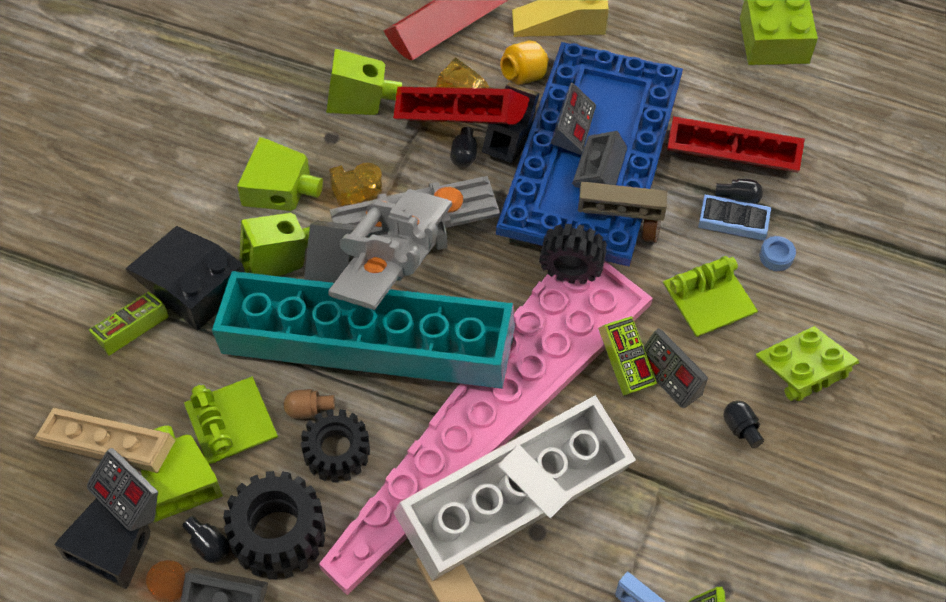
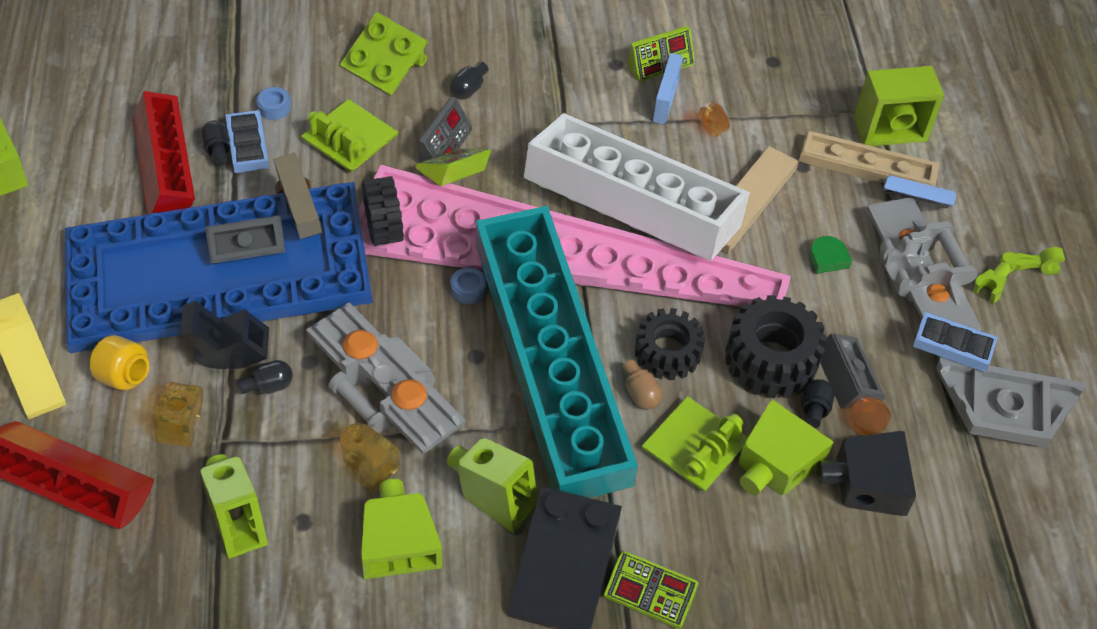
camera: 120 degrees left, 5 degrees down
(94, 436) = (794, 522): tan tile -> none
(123, 491) = (838, 459): slope -> none
(324, 256) = (487, 411): dark grey brick -> none
(384, 260) = (502, 335): light grey piece -> none
(460, 105) = (231, 376): red brick -> none
(534, 481) = (632, 159): white sticker -> none
(573, 120) = (200, 278): slope -> none

